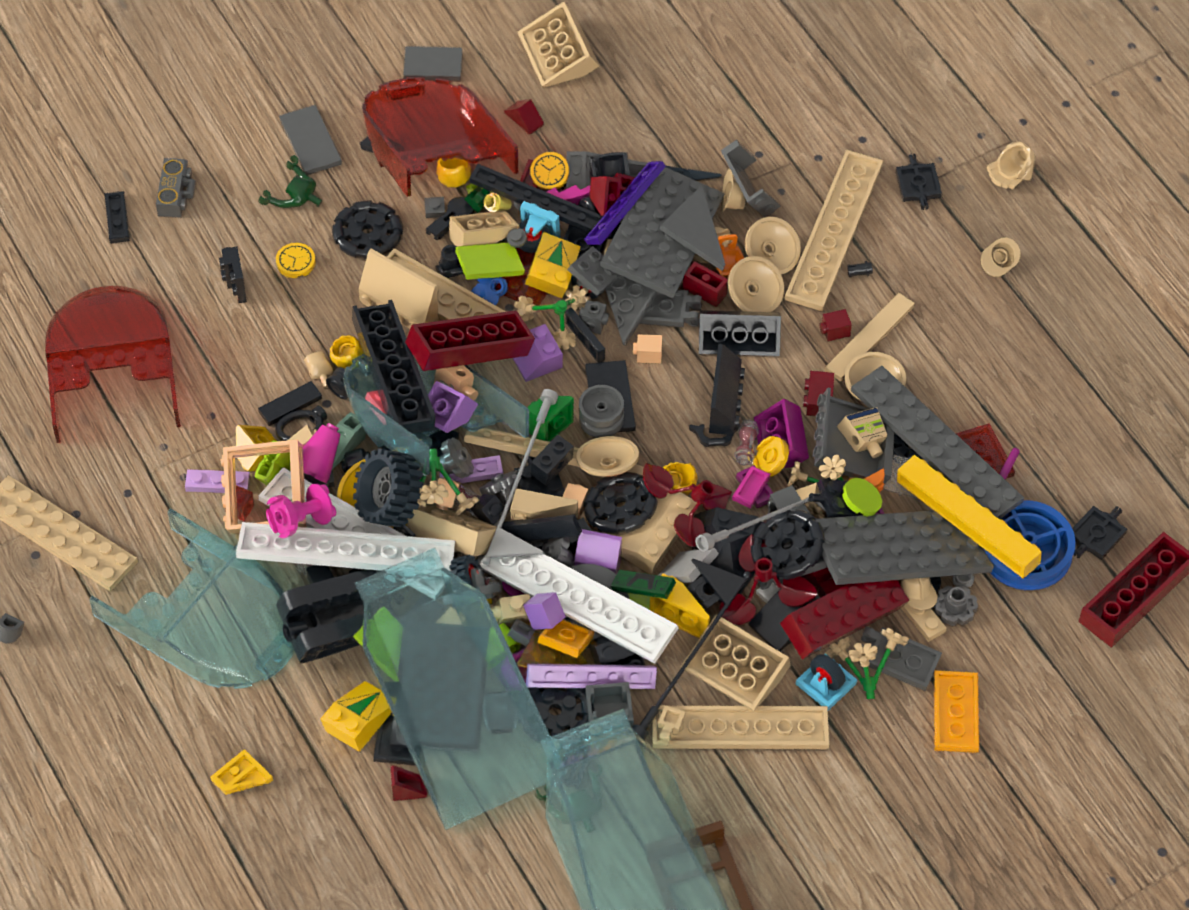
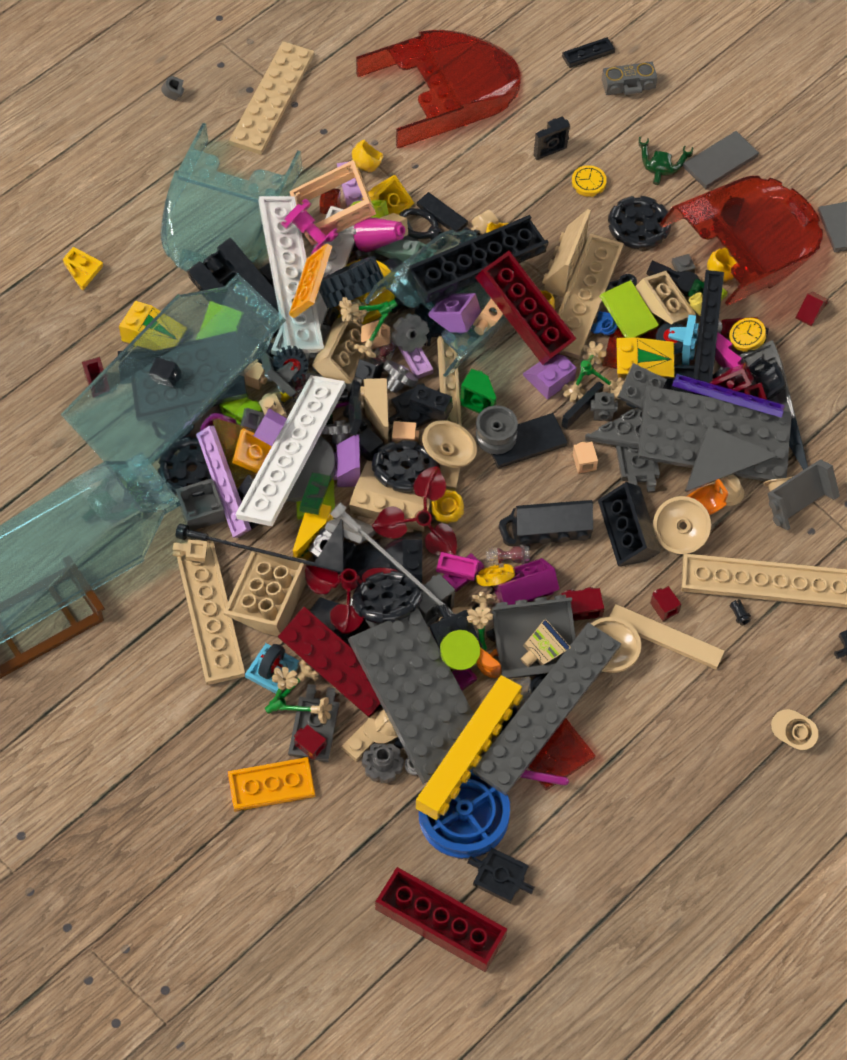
camera: 75 degrees right, 5 degrees up
(192, 453) = (366, 156): none -> yellow hair
(376, 523) = (310, 280): none -> light orange tile
(440, 698) = (165, 372): none -> black brick
(503, 542) = (331, 385): light grey piece -> none
(517, 237) = (660, 324): dark grey plate -> none
(706, 283) = (670, 482): dark red brick -> none
(778, 238) = (731, 515): tan dish -> none
(925, 659) = (309, 741): none -> dark red brick

